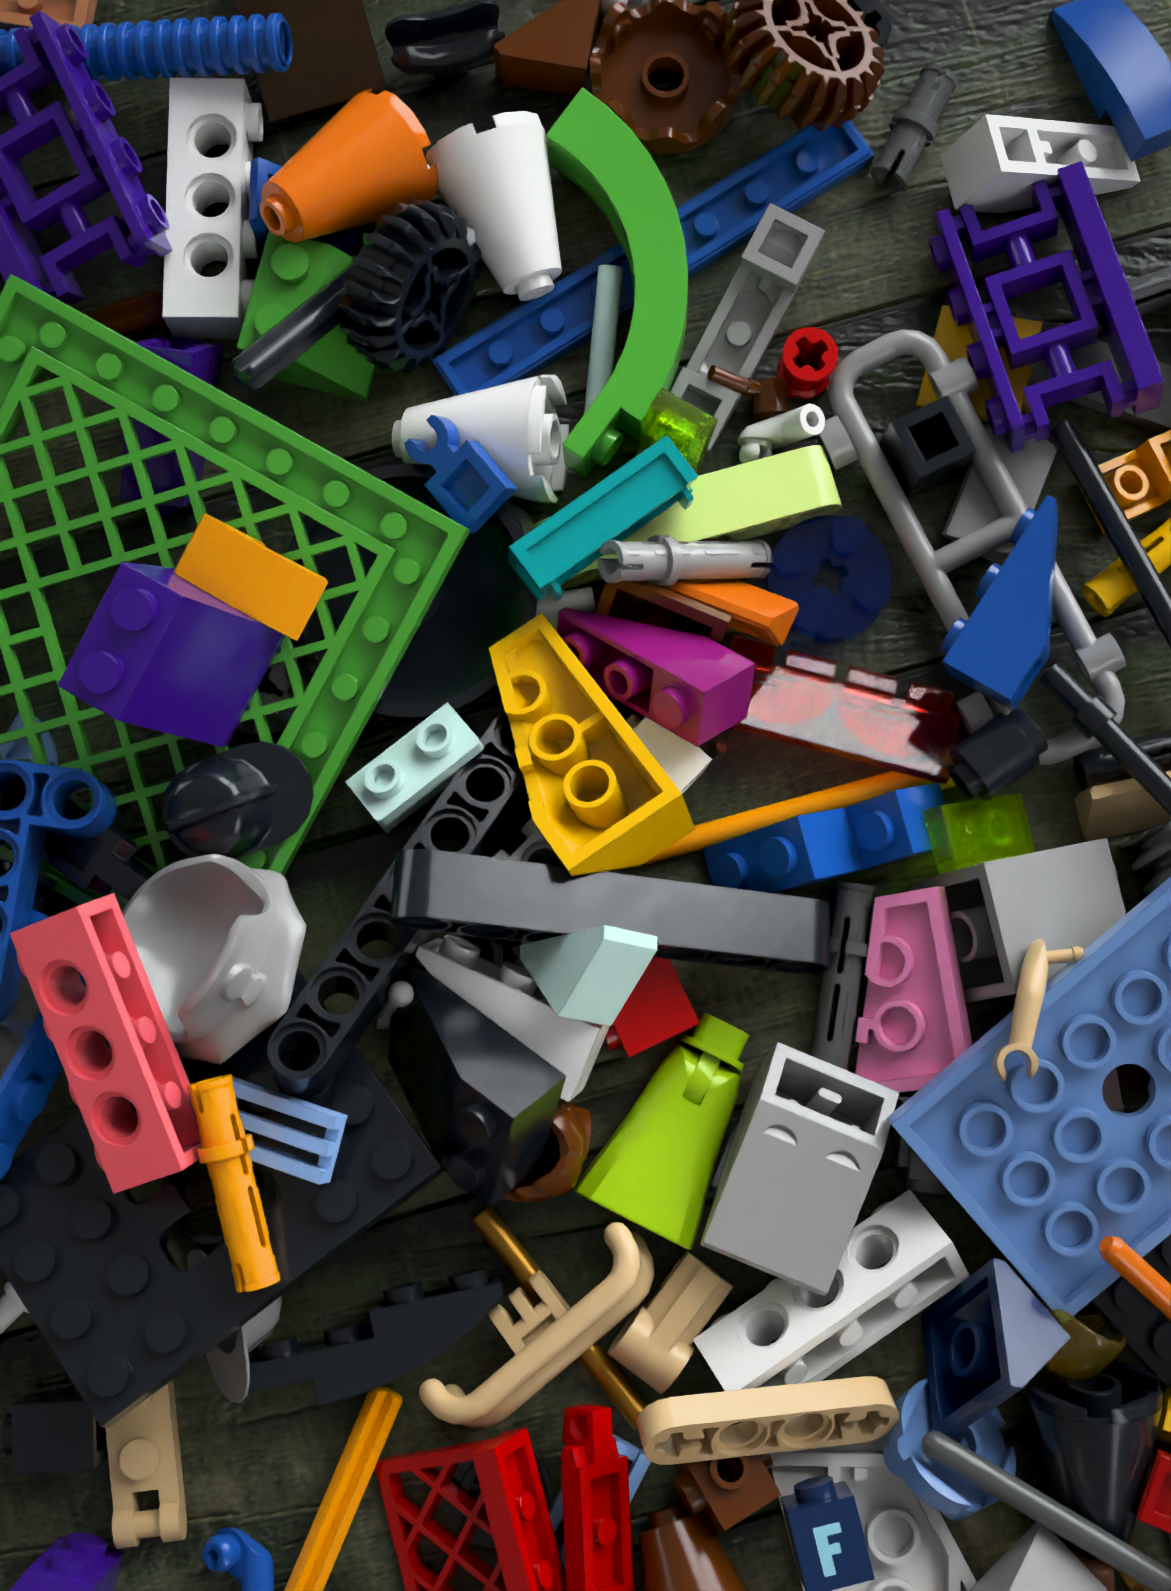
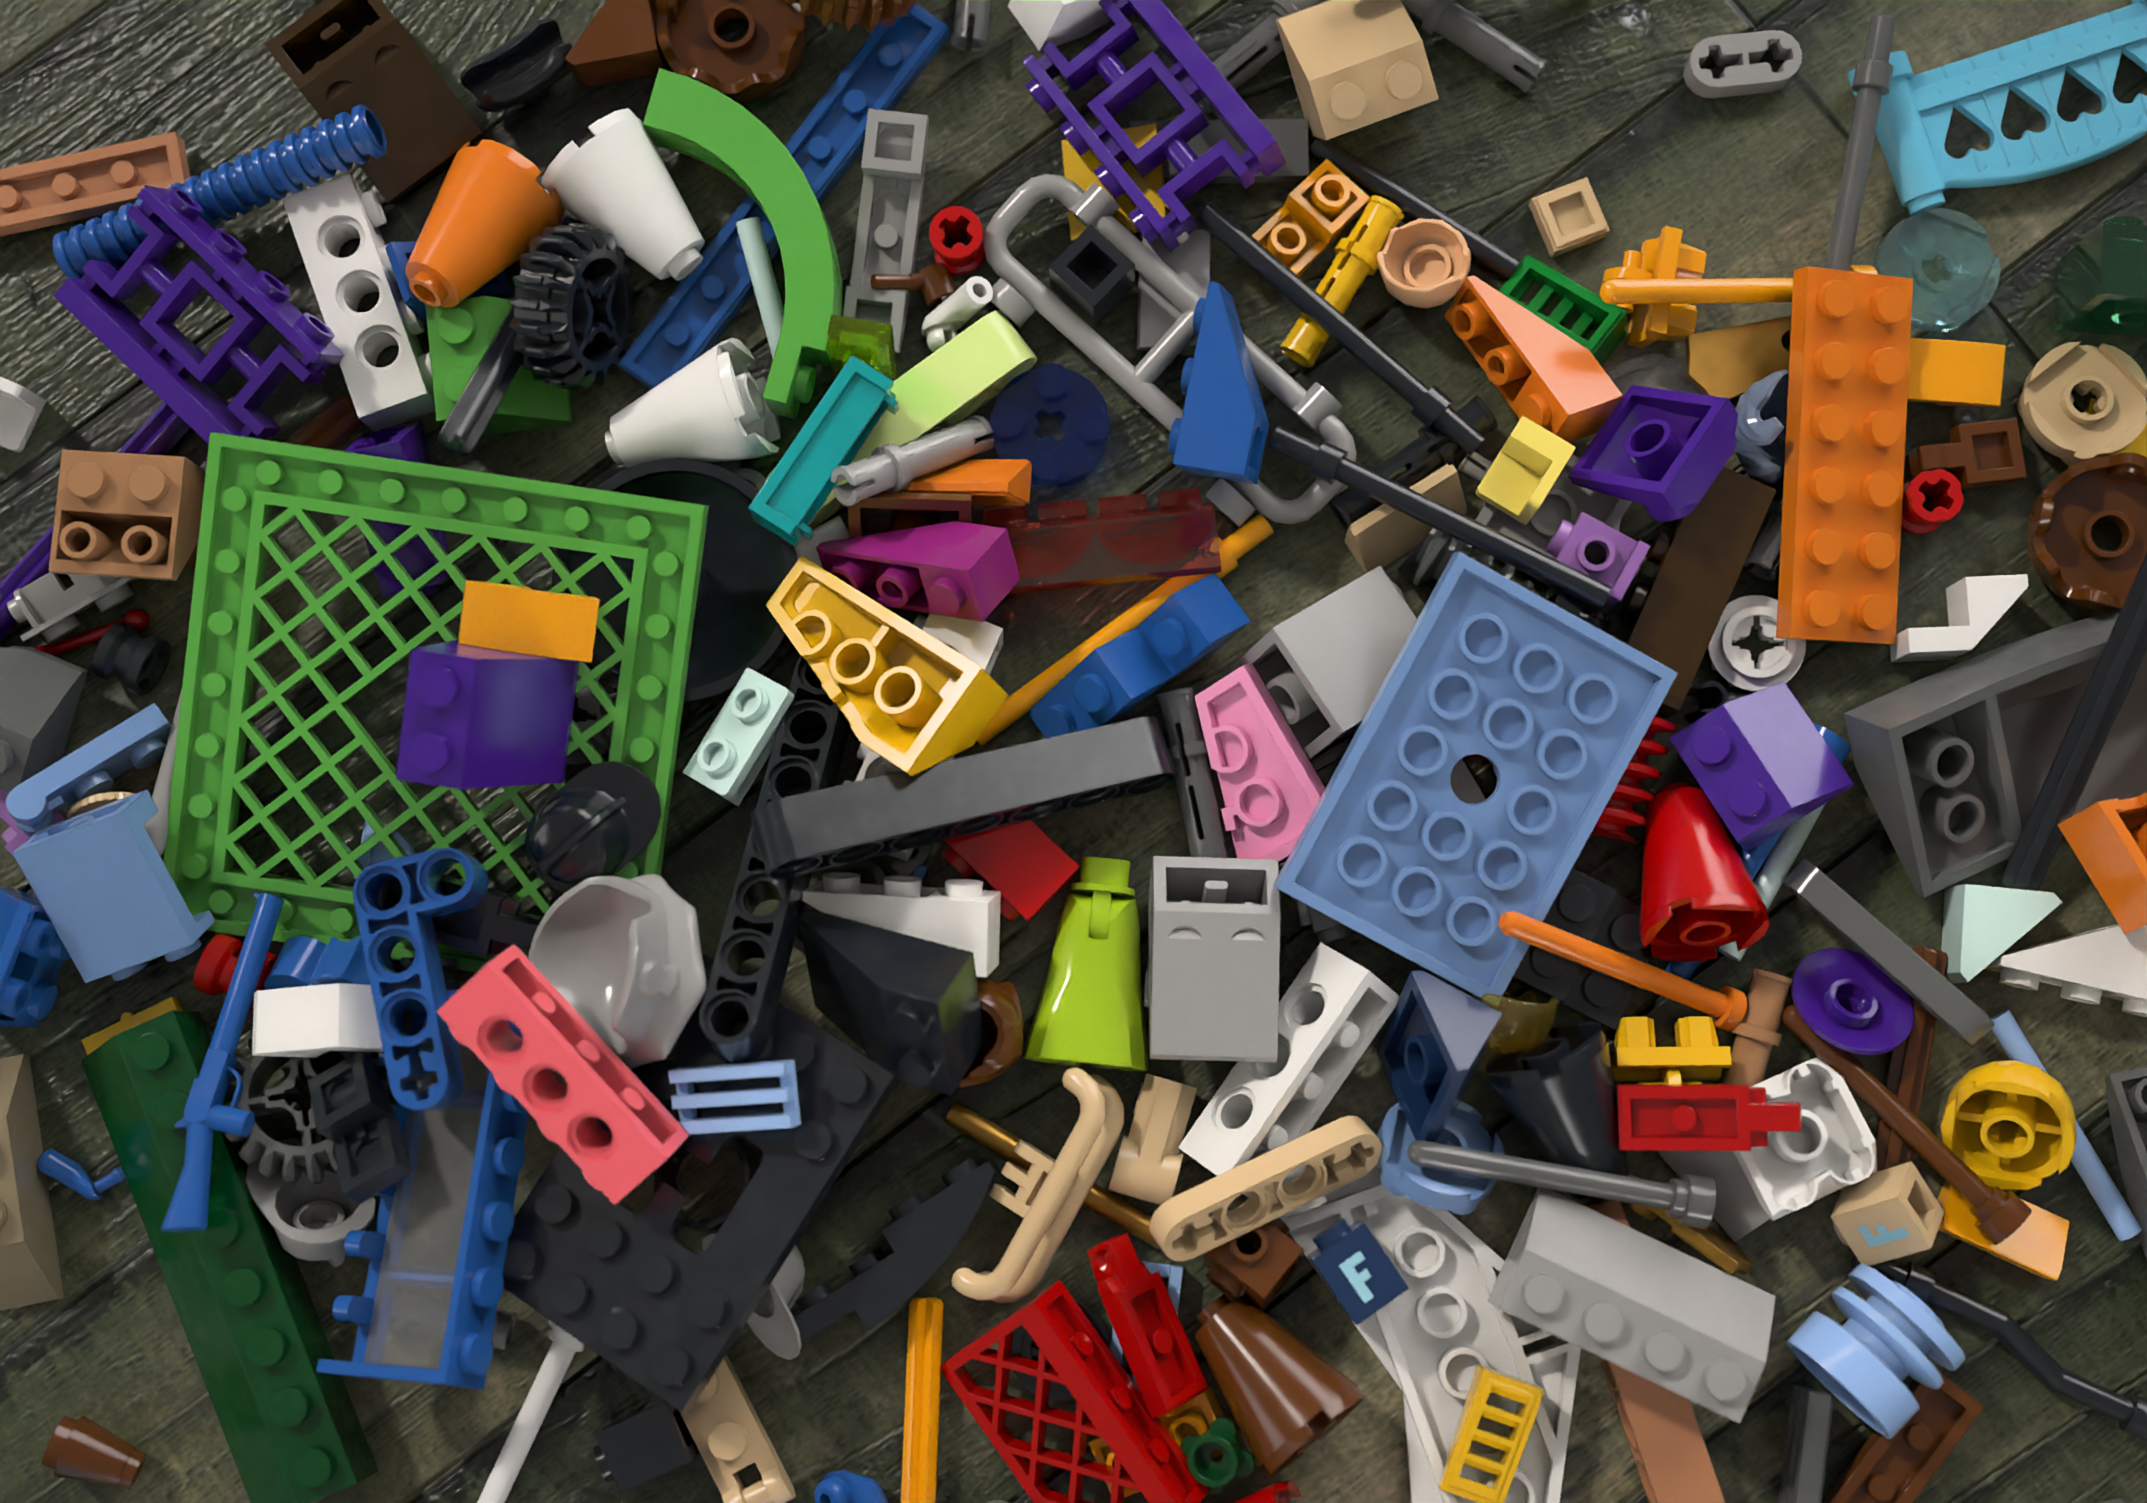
camera: 10 degrees left, 0 degrees up
(237, 1197) = (716, 1155): light orange pin -> none
(399, 995) = (801, 940): light grey hinge -> none
(466, 477) = (687, 459): blue plate -> none
(589, 970) = (960, 853): light aqua slope -> none
(978, 831) = (1263, 601): clear neon green plate -> none
(996, 755) = (1254, 528): black brick -> none
(1029, 1003) = (1354, 733): tan piece -> none

